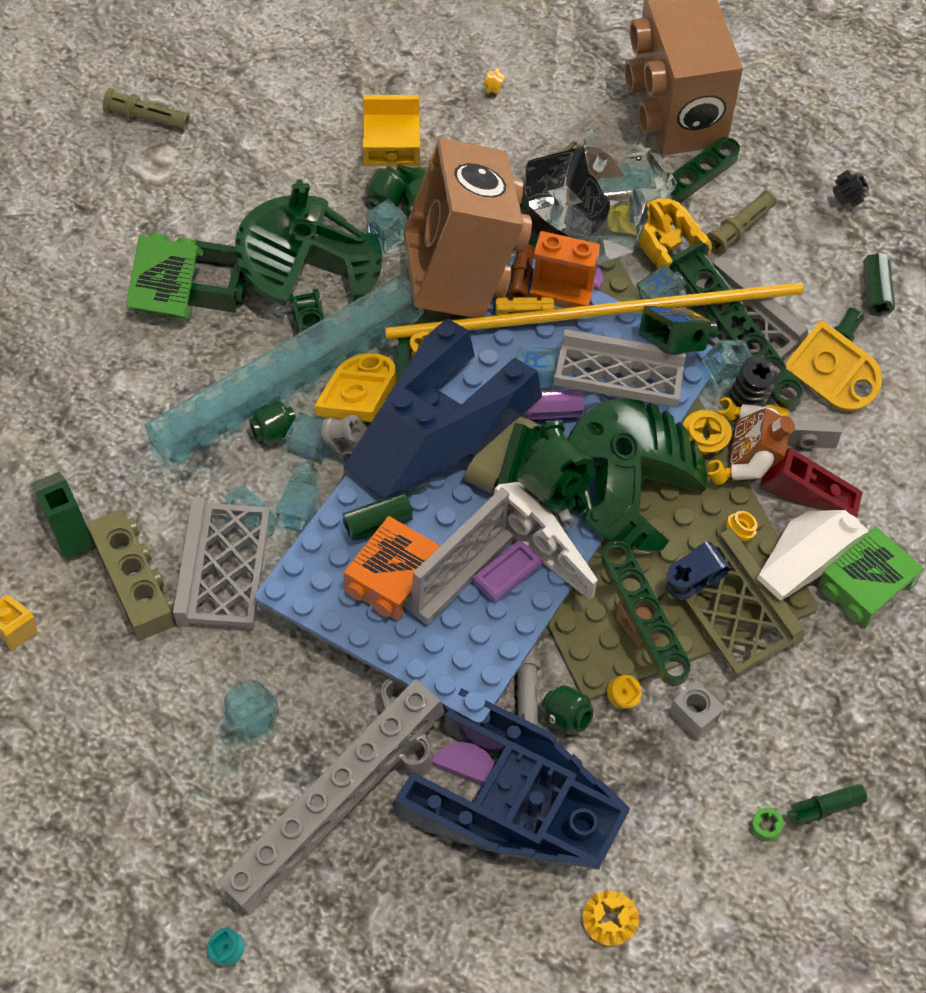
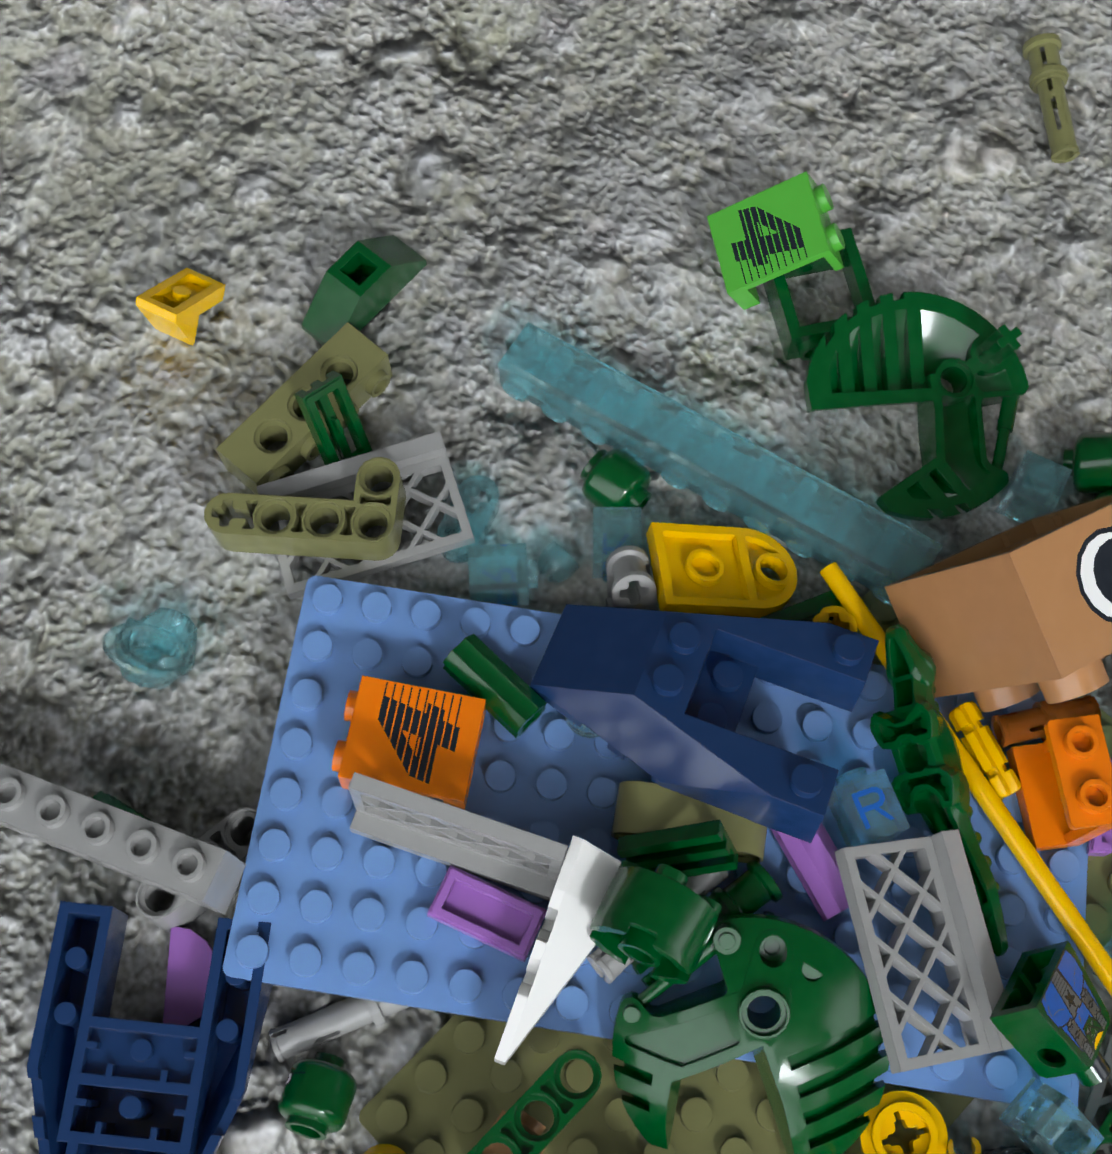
camera: 70 degrees right, 10 degrees up
(153, 553) = (318, 392): none -> dark green tile
(210, 588) = (234, 514): none -> olive beam
(306, 309) = (826, 447): dark green piece -> none
(515, 327) = (931, 766): none -> dark green animal

